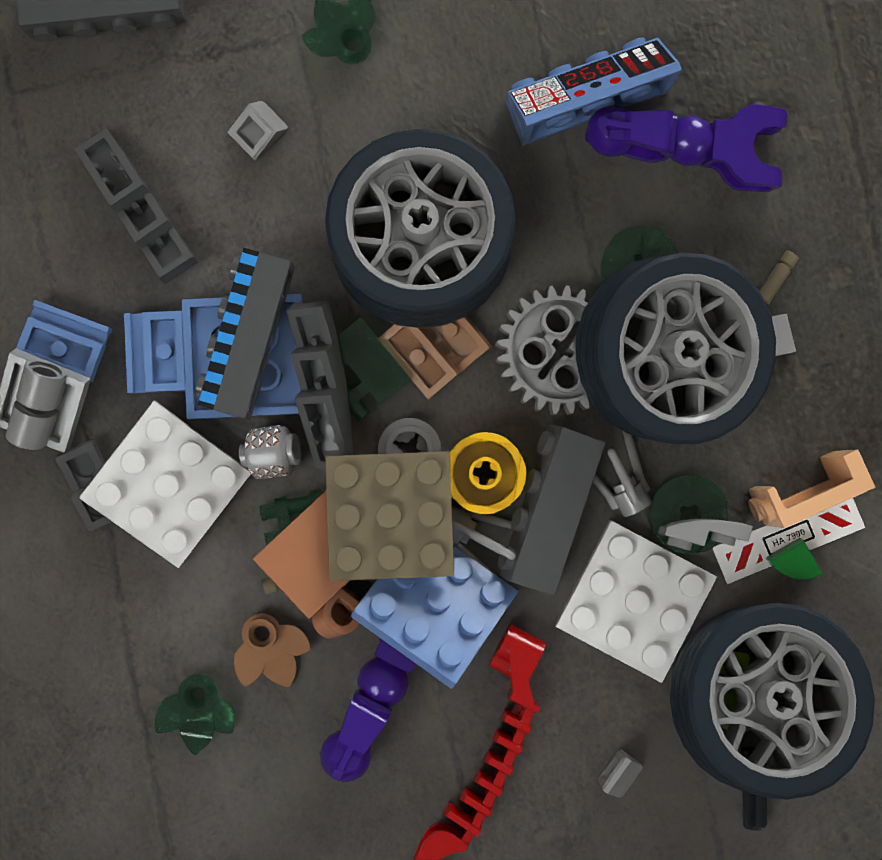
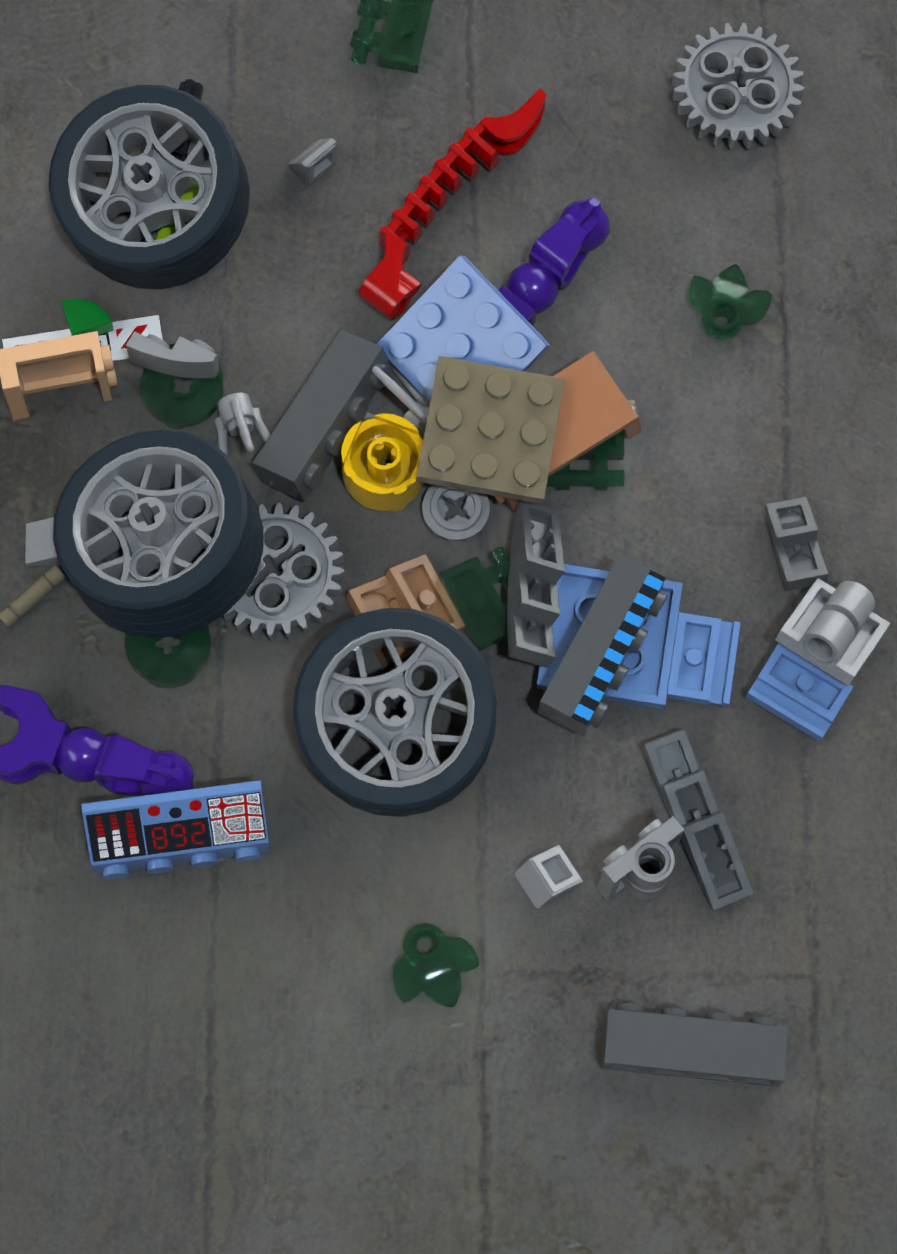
camera: 165 degrees left, 15 degrees down
(165, 484) = (716, 524): white plate -> none
(188, 135) = (652, 849): none -> light grey plate
(270, 452) = (601, 531): light grey head -> none
(271, 656) = (641, 341): medium nougat plate -> none
(335, 616) = (561, 354): nougat plate -> none
(635, 601) = (258, 316): white plate -> none

